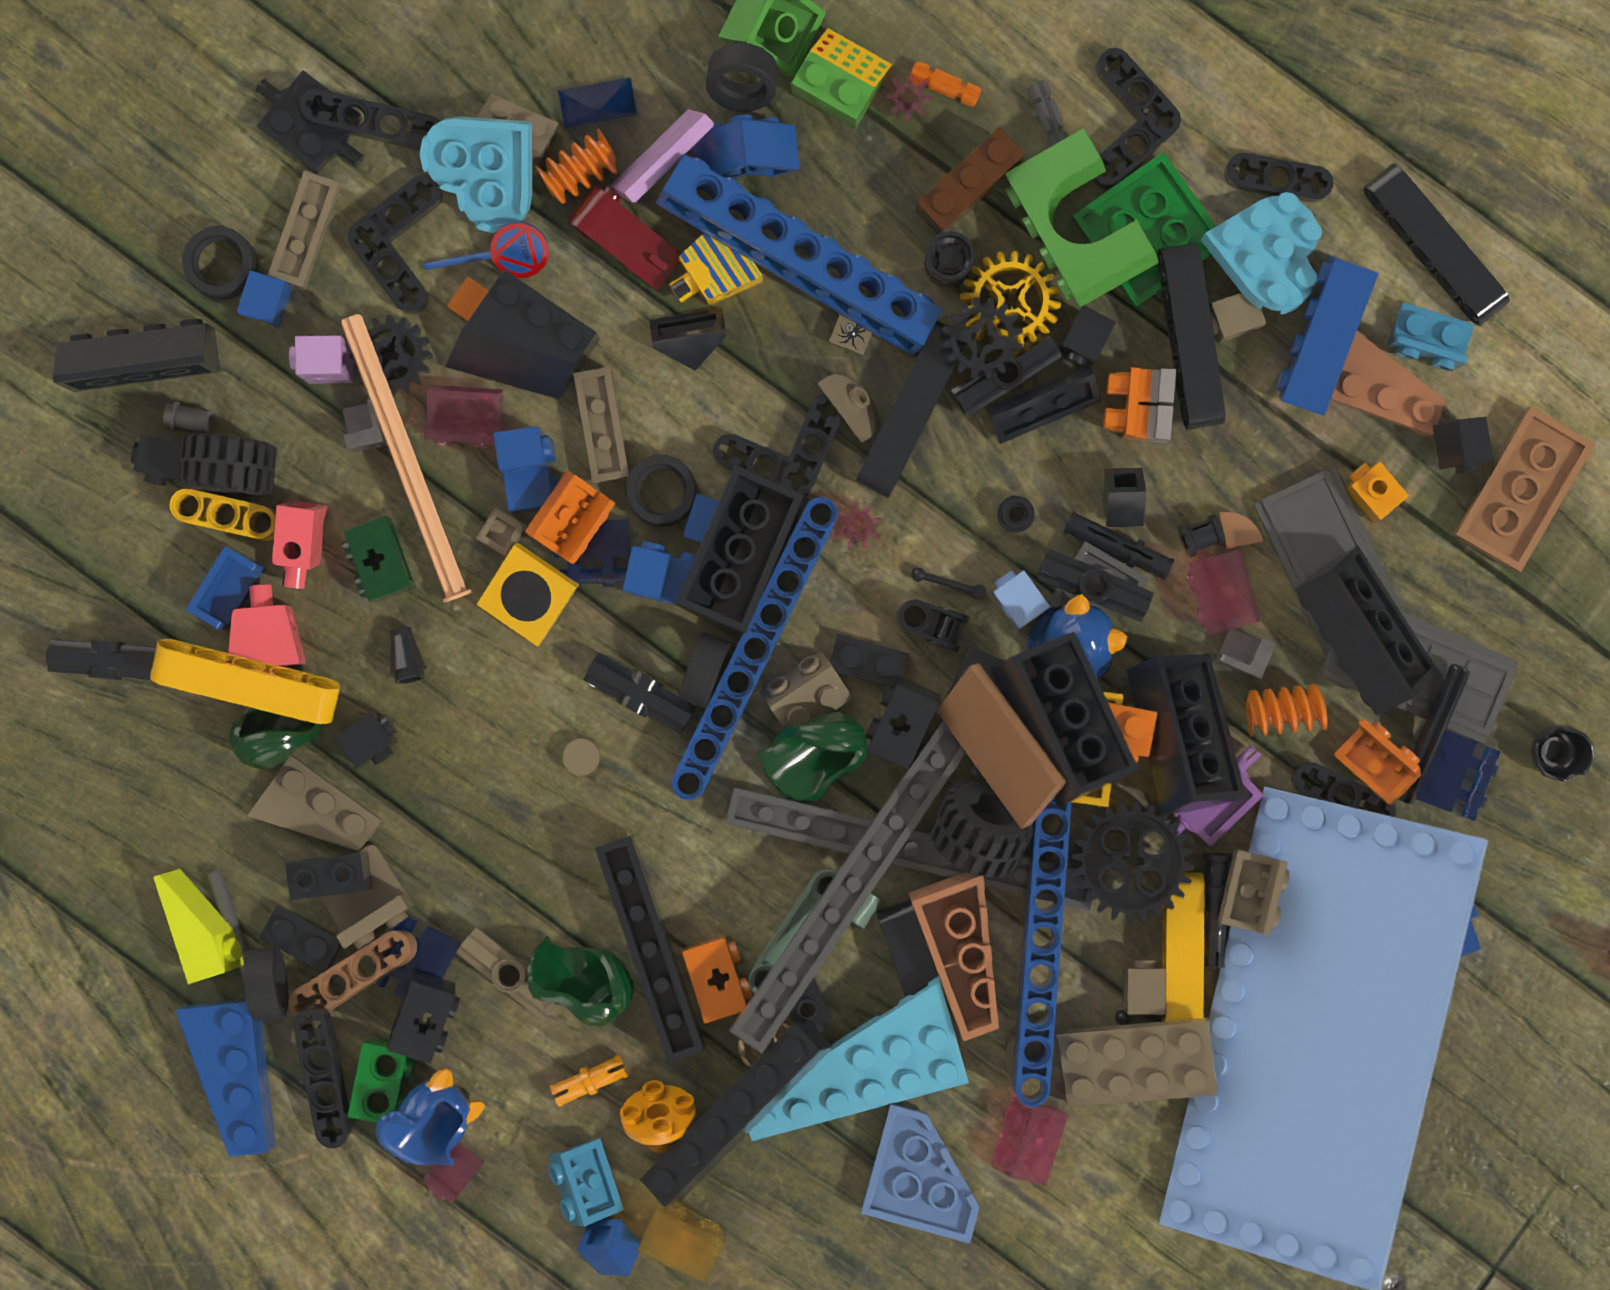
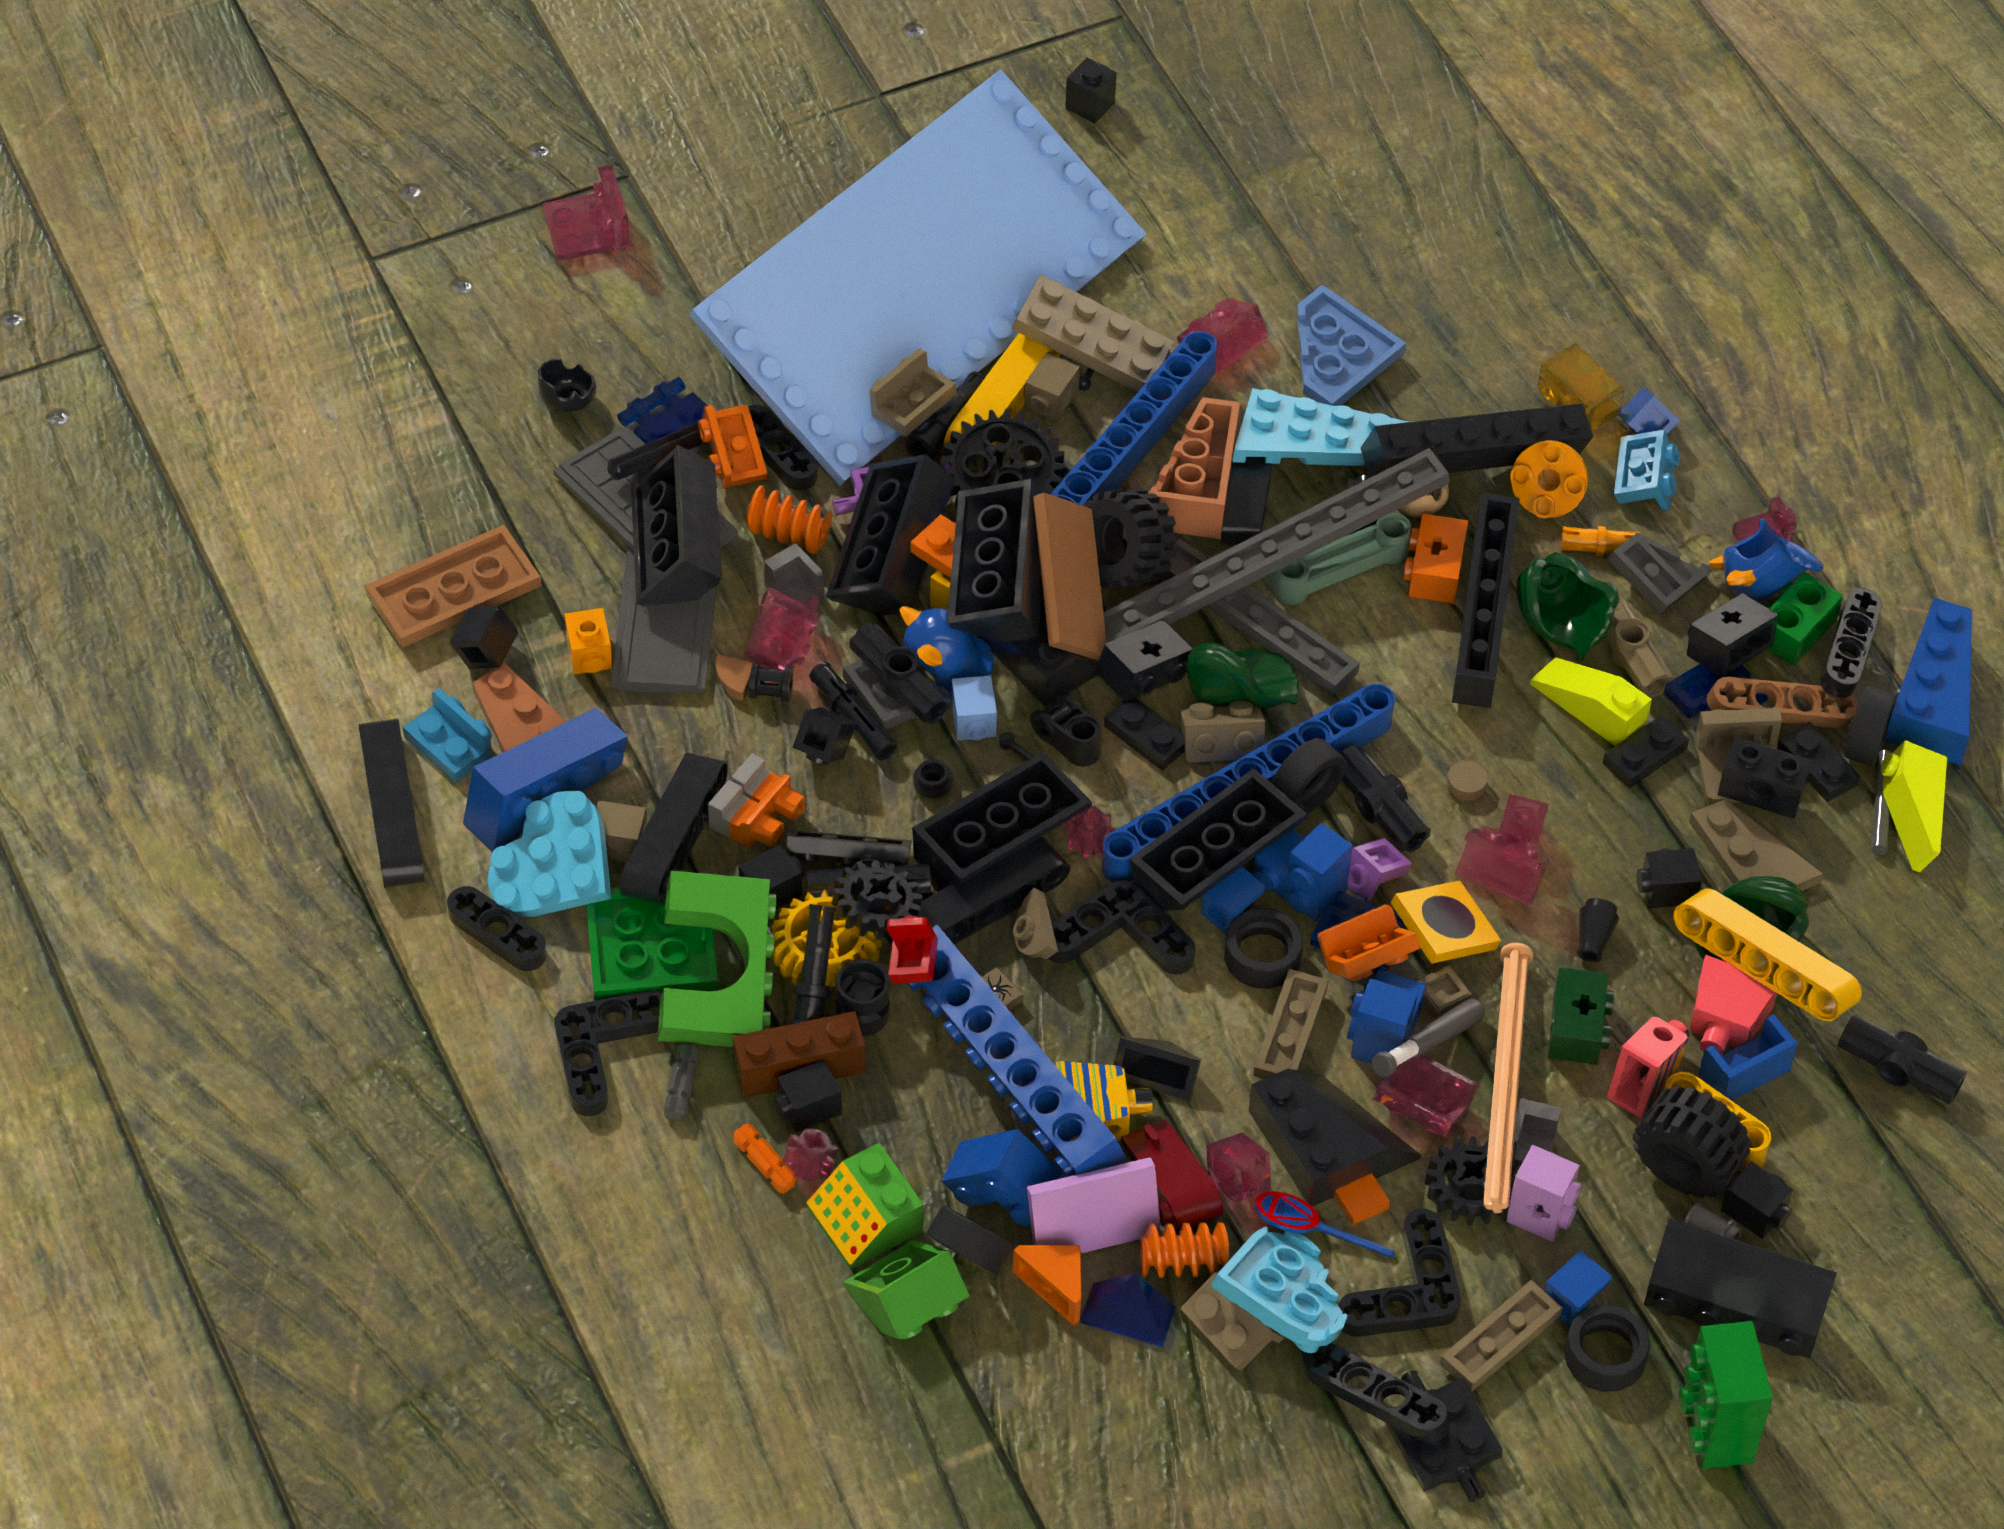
camera: 155 degrees left, 35 degrees down
(97, 237) = (1726, 1395): none -> green brick
(449, 870) = (1645, 751): none -> black plate
(479, 471) = (1435, 1033): none -> dark grey piece
(507, 674) = (1501, 864): none -> clear pink bracket
(509, 721) = (1523, 820): none -> clear pink brick
(517, 898) = (1595, 698): none -> neon yellow slope
(521, 1067) = (1657, 571): none -> dark grey wing
(573, 261) = (1239, 1167): none -> clear pink brick
(611, 620) = (1373, 865): none -> medium lavender bracket
(664, 94) = (1053, 1275): none -> orange slope
(924, 299) = (912, 950): none -> red bracket
(927, 479) = (997, 820): none -> black slope
(942, 149) = (808, 1096): none -> black brick
(991, 239) = (812, 989): none -> black pin

